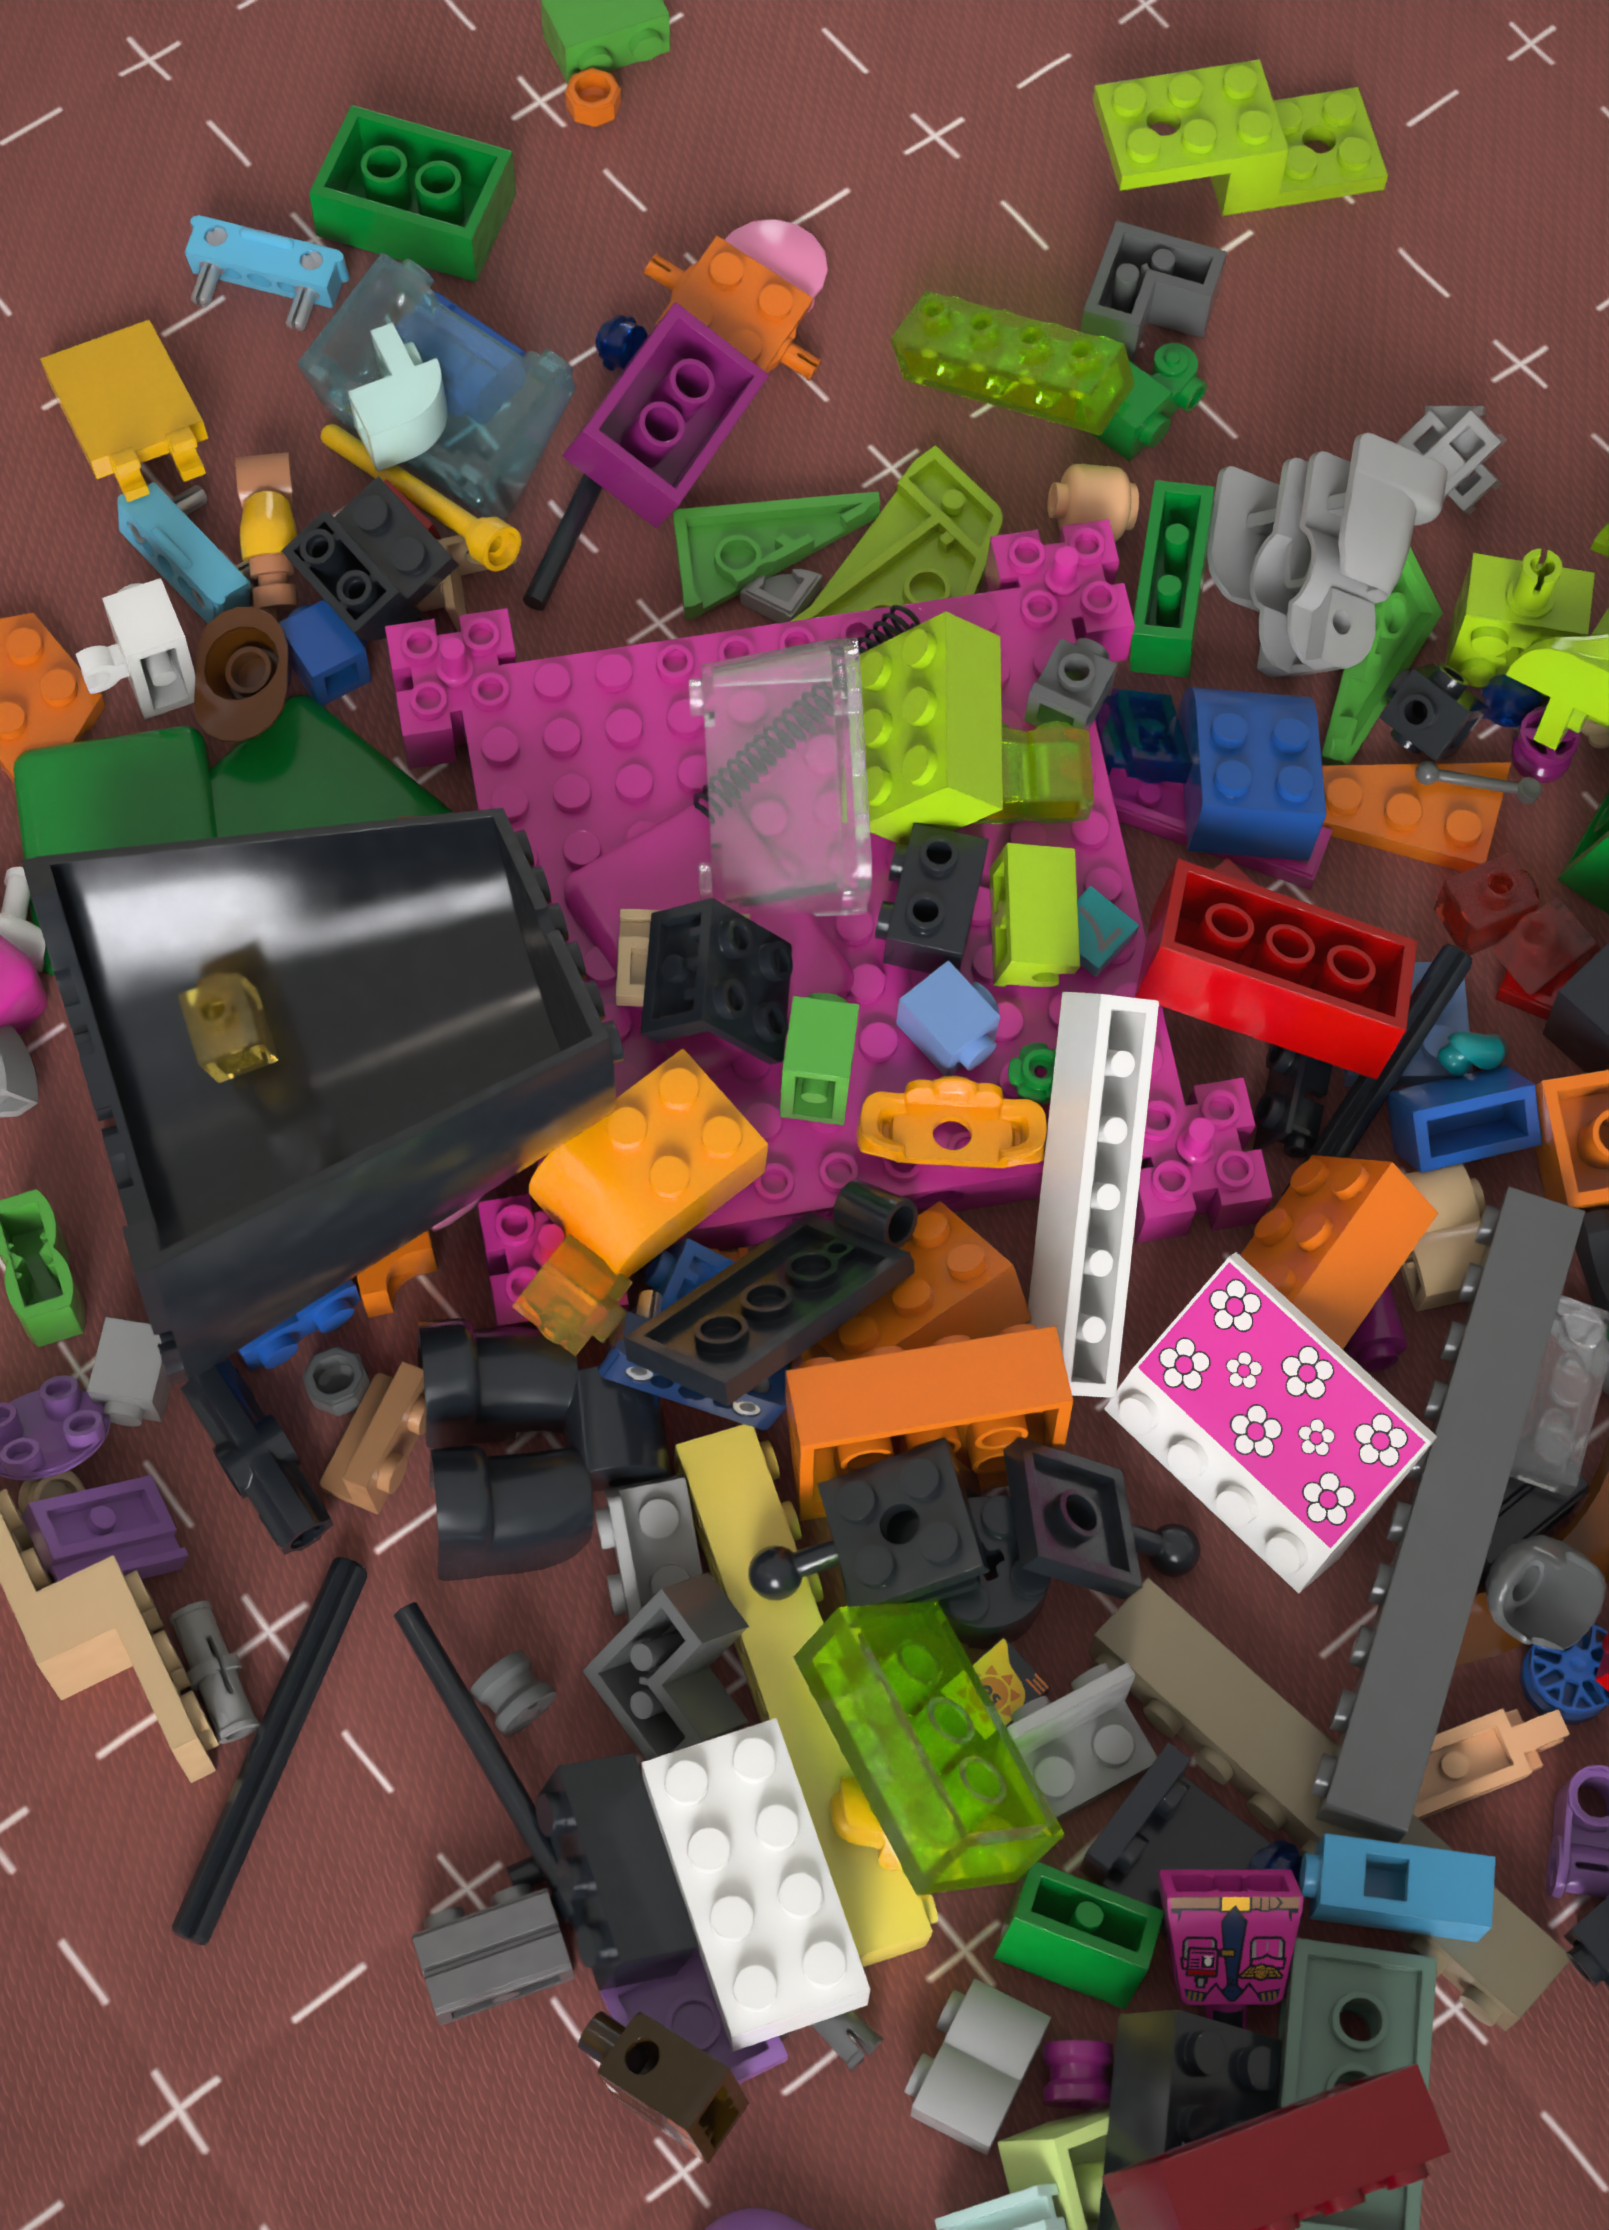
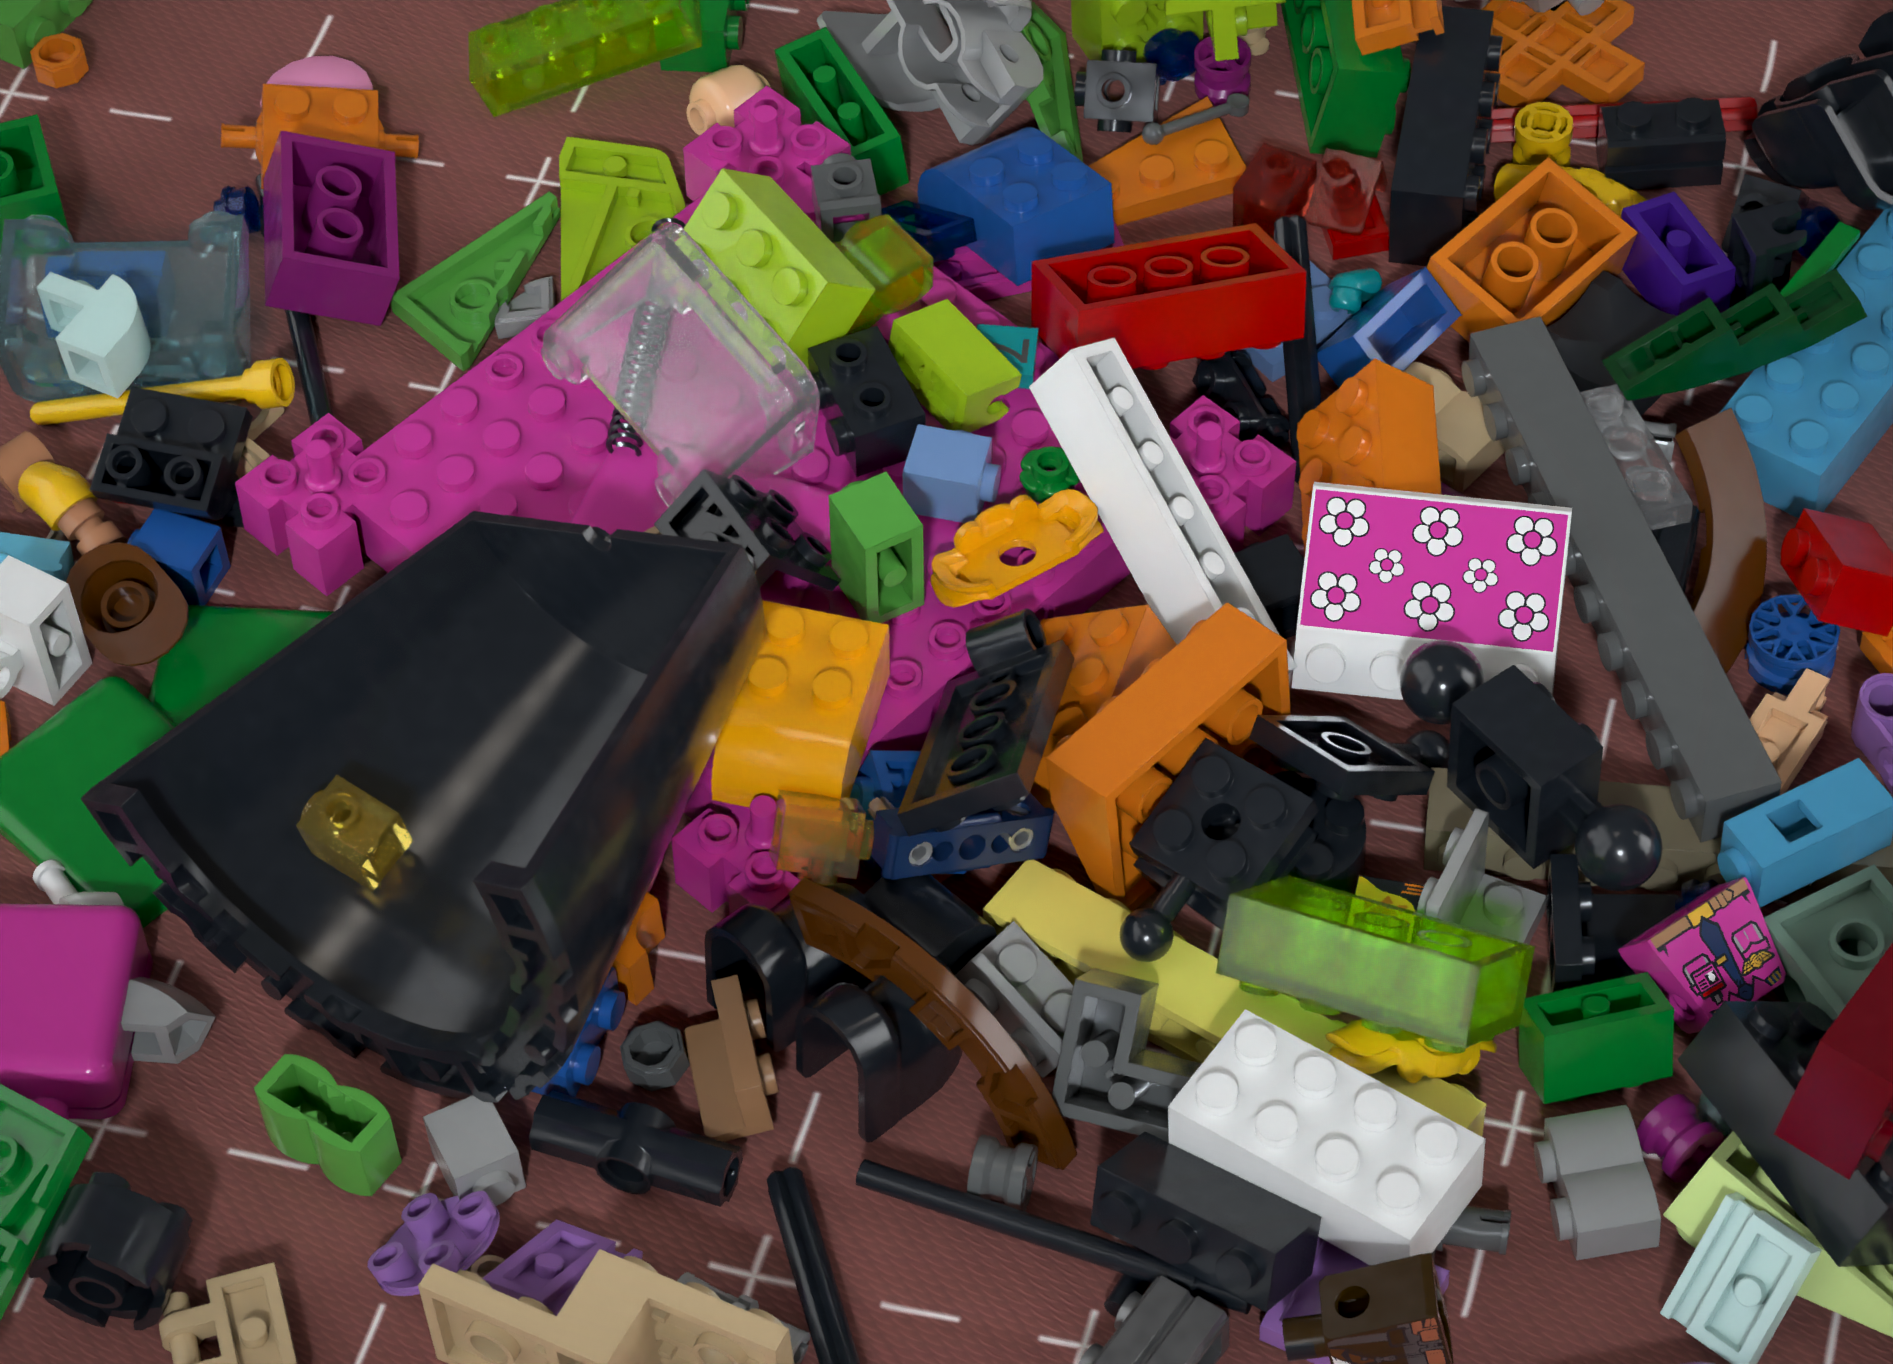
camera: 30 degrees left, 15 degrees down
(536, 1534) = (946, 1008): none -> reddish brown tile
(1165, 1288) = (1276, 576): none -> black brick
(1203, 1656) = (1528, 767): none -> black brick
(1545, 1592) = (1734, 581): dark grey hair -> none

